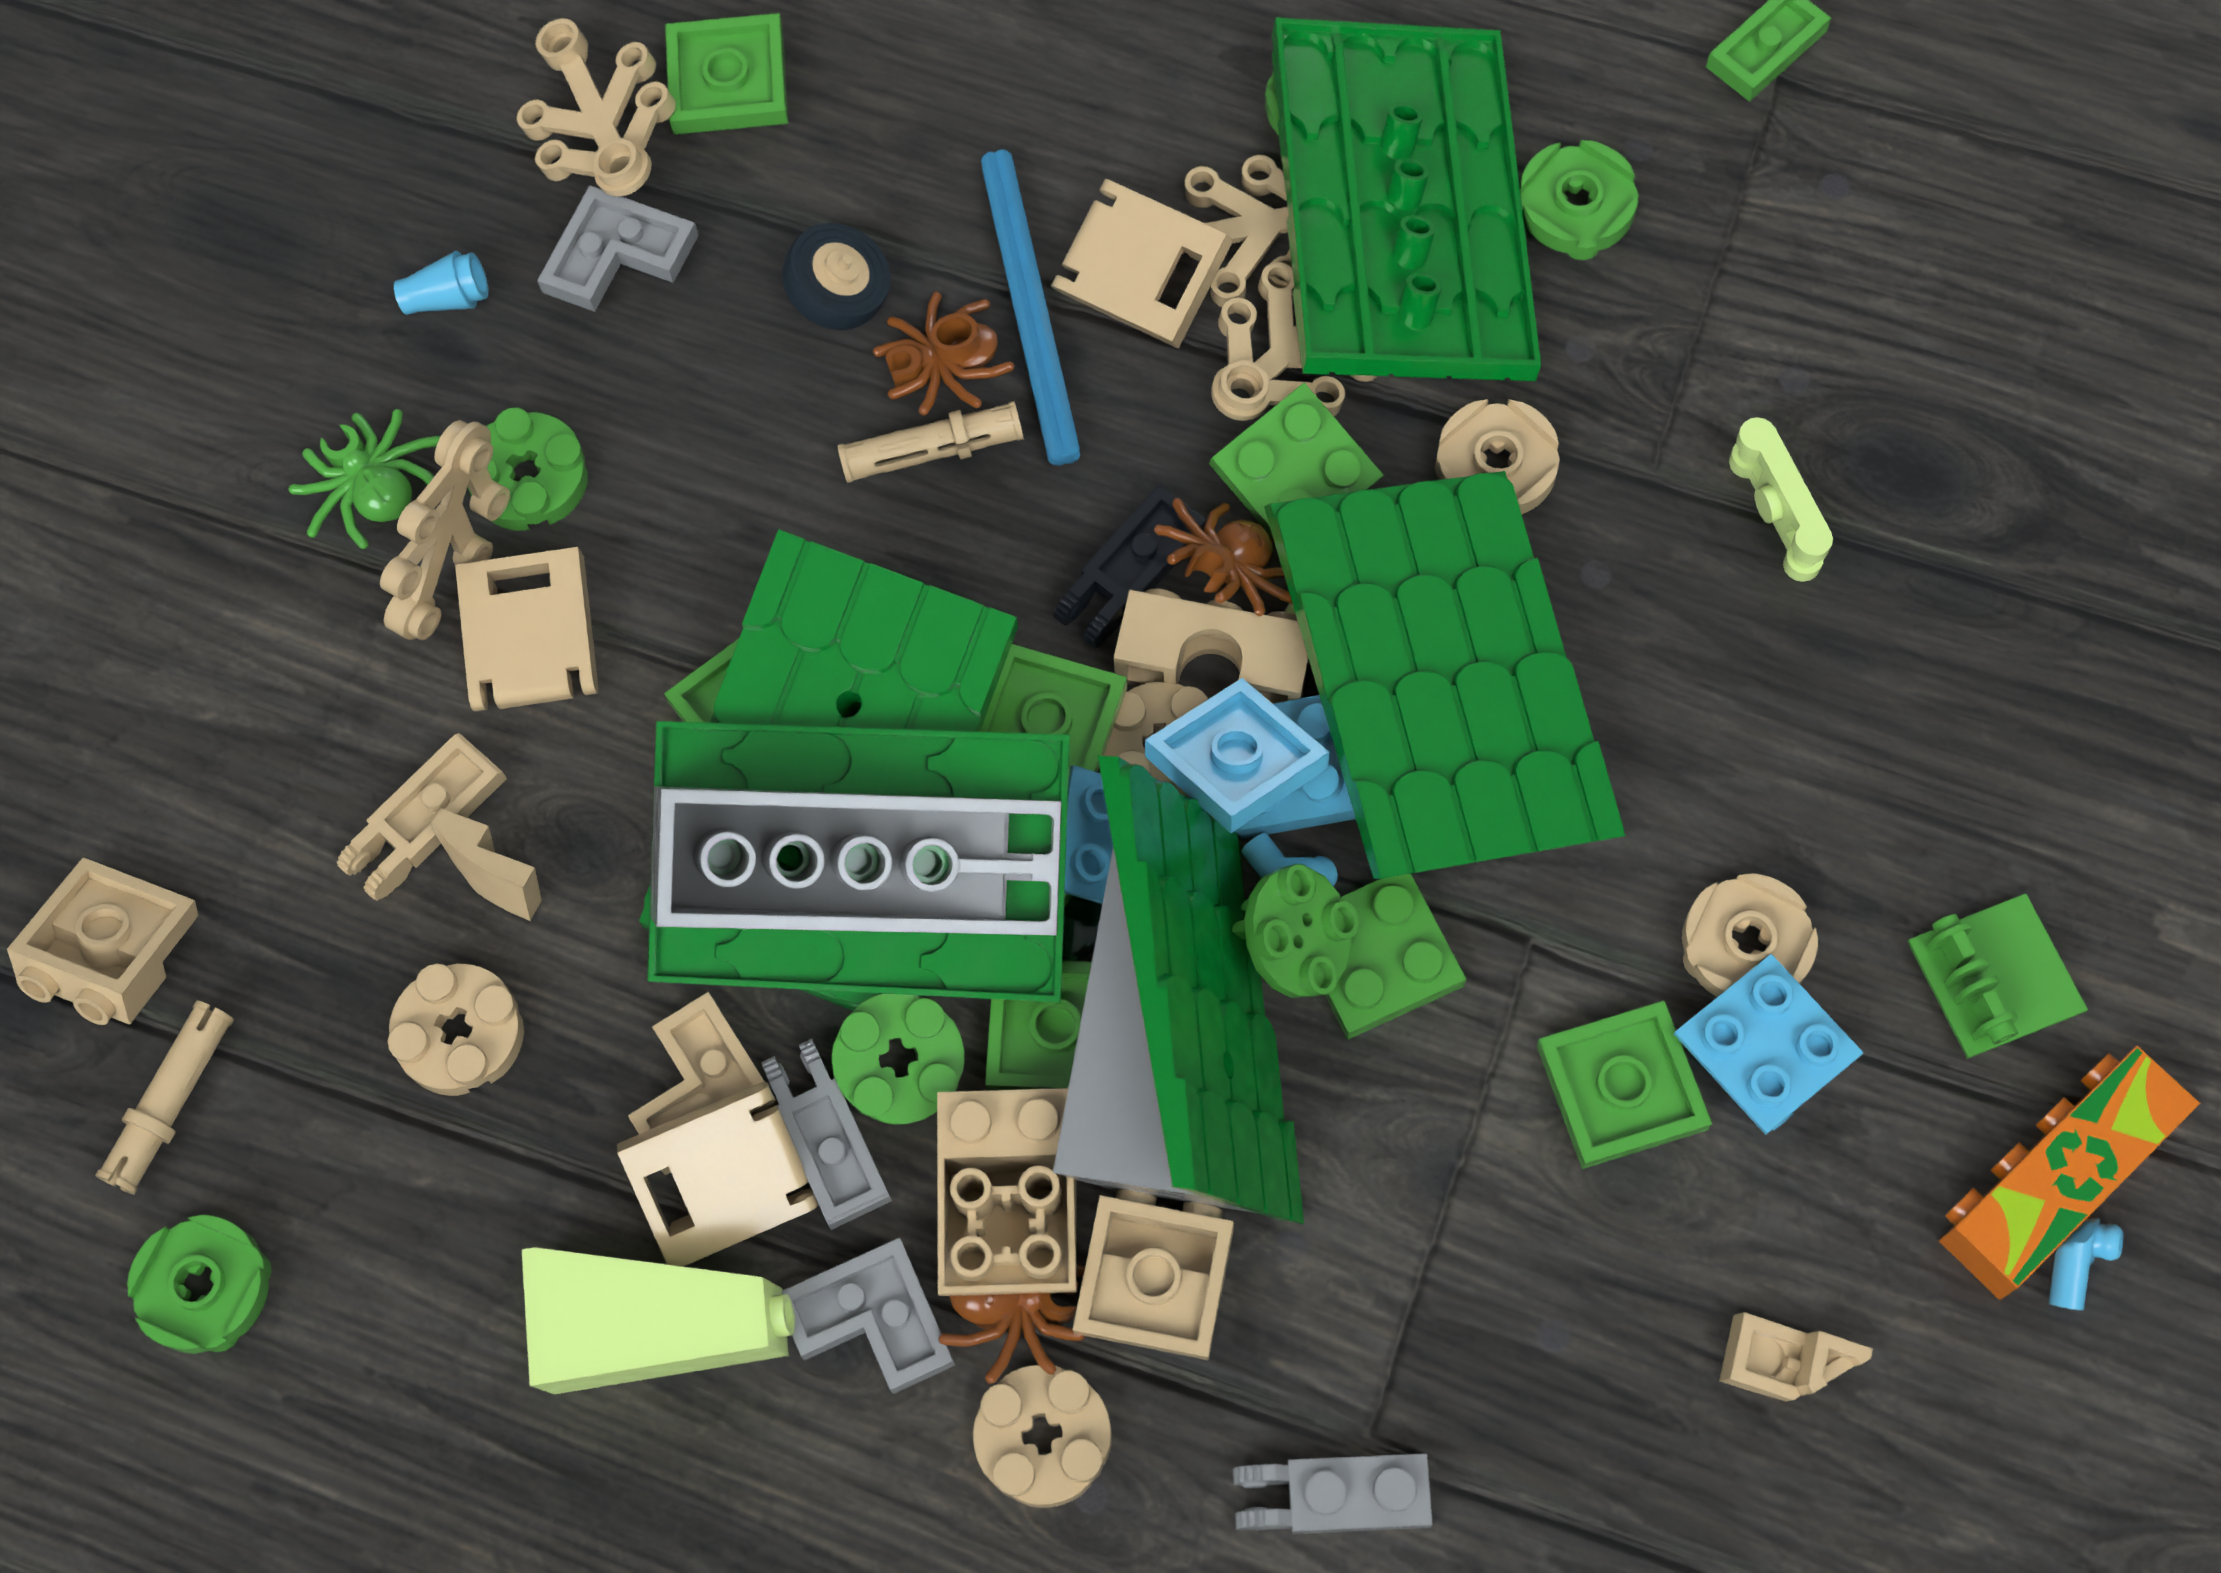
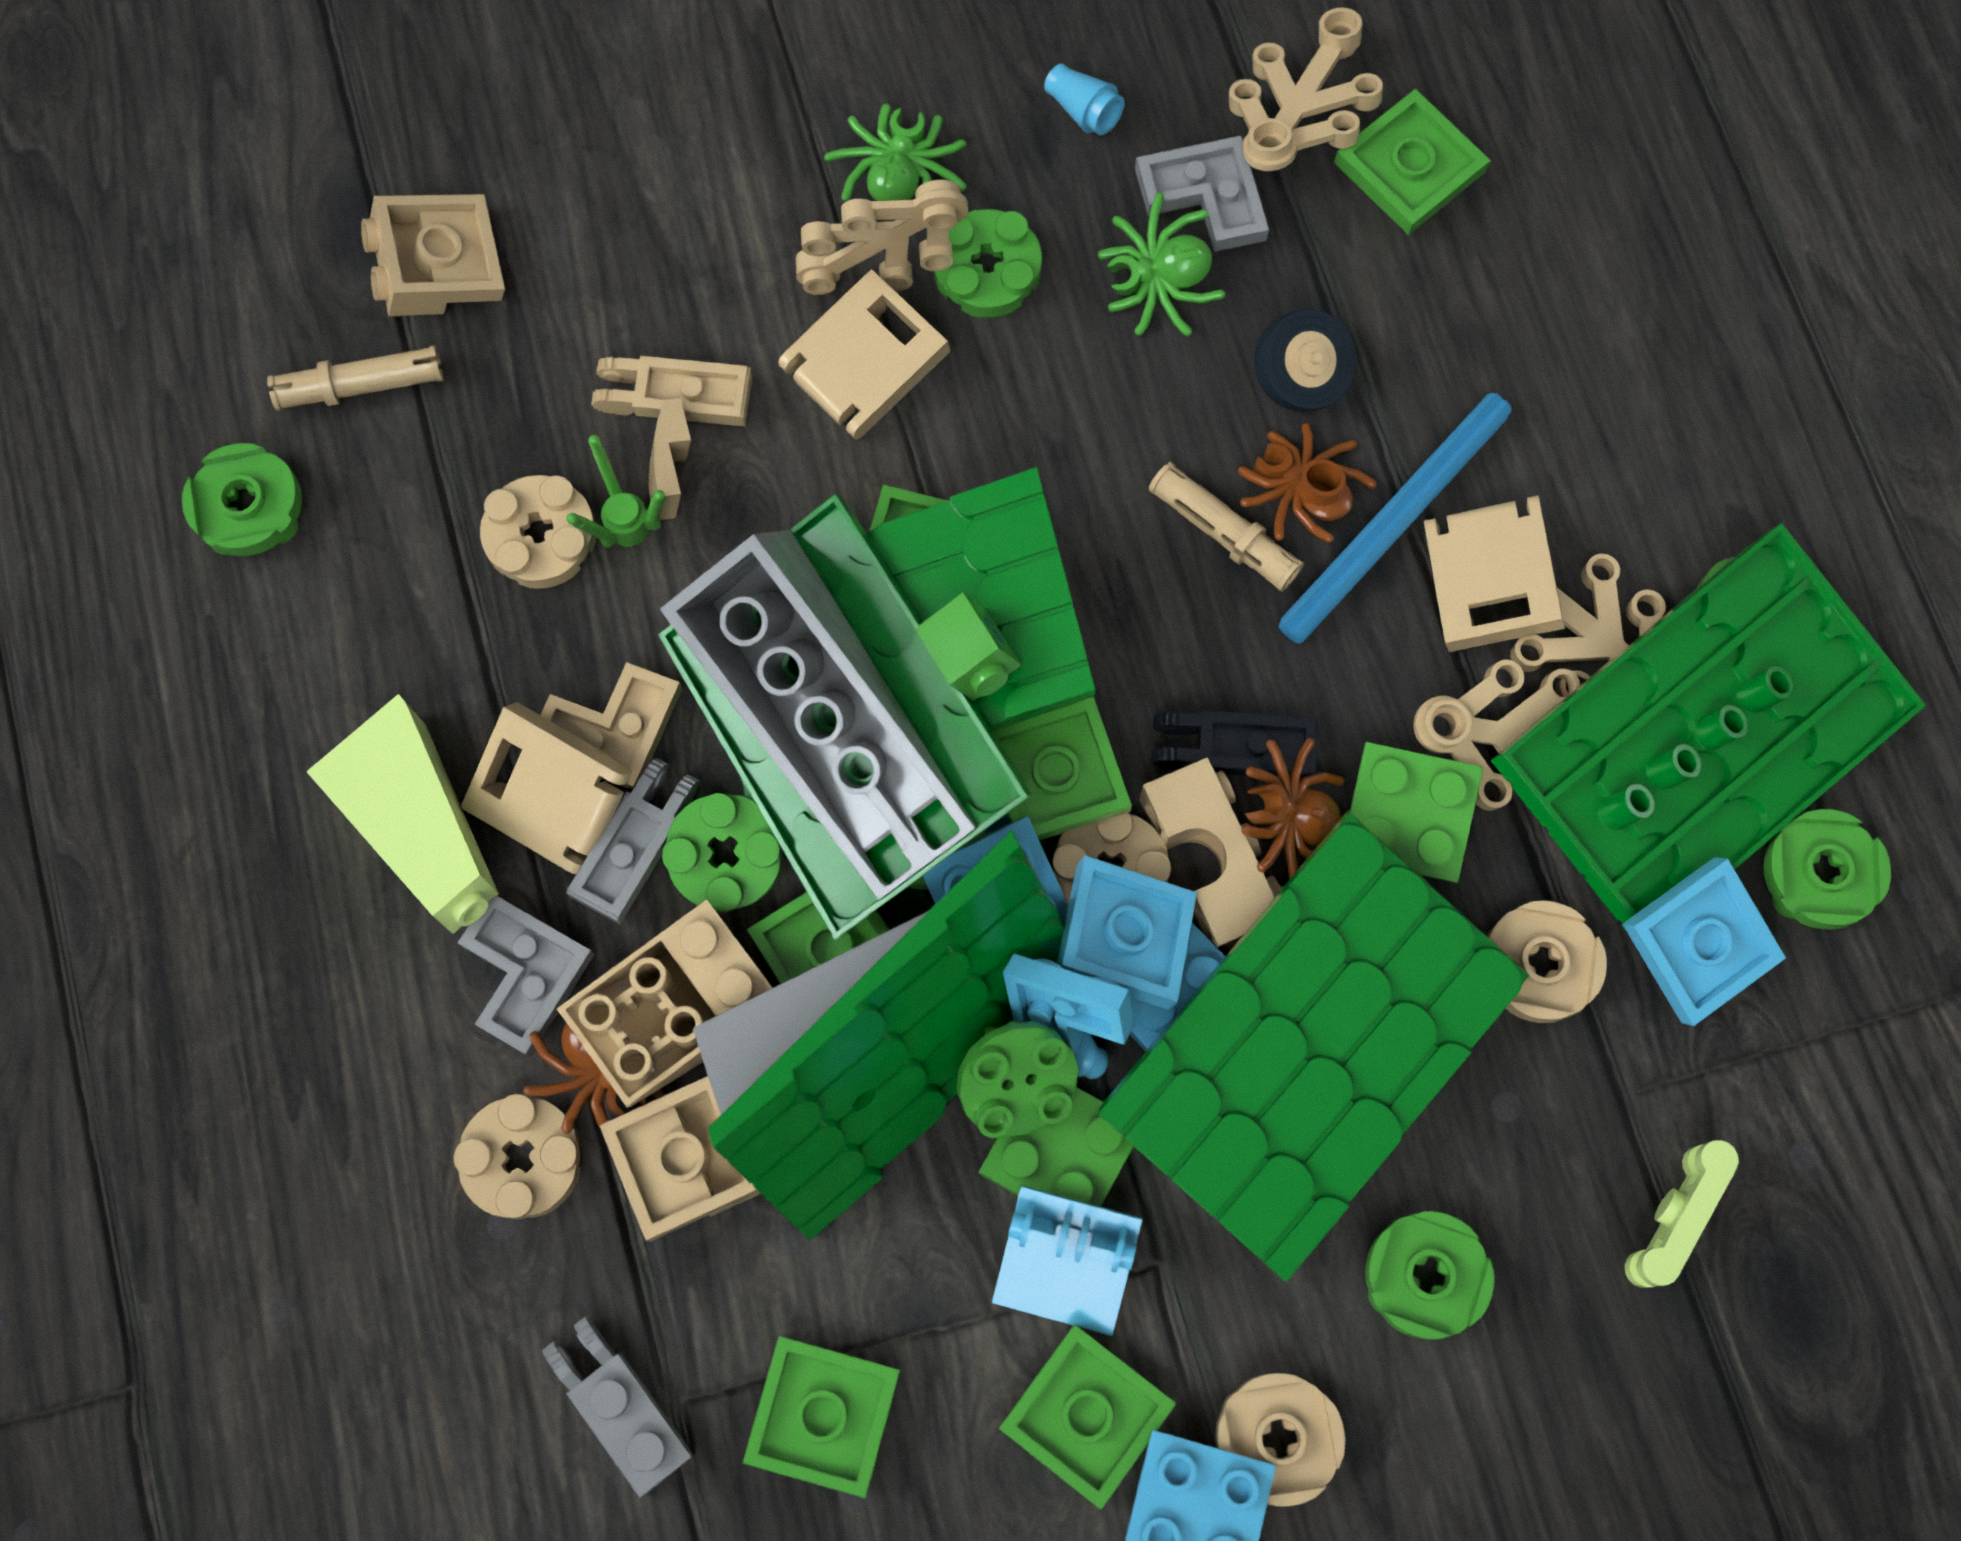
camera: 50 degrees right, 5 degrees up
(507, 936) = (623, 513): none -> bright green plant
(654, 331) = (1161, 267): none -> bright green animal
(897, 694) = (968, 647): none -> bright green brick
(1263, 834) = (1067, 1001): none -> medium azure plate
(1469, 1312) = (822, 1417): none -> bright green plate
(1479, 1008) = (1067, 1260): none -> medium azure hinge
(1571, 324) = (1704, 941): none -> medium azure plate
(1684, 761) = (1460, 1259): none -> bright green plate

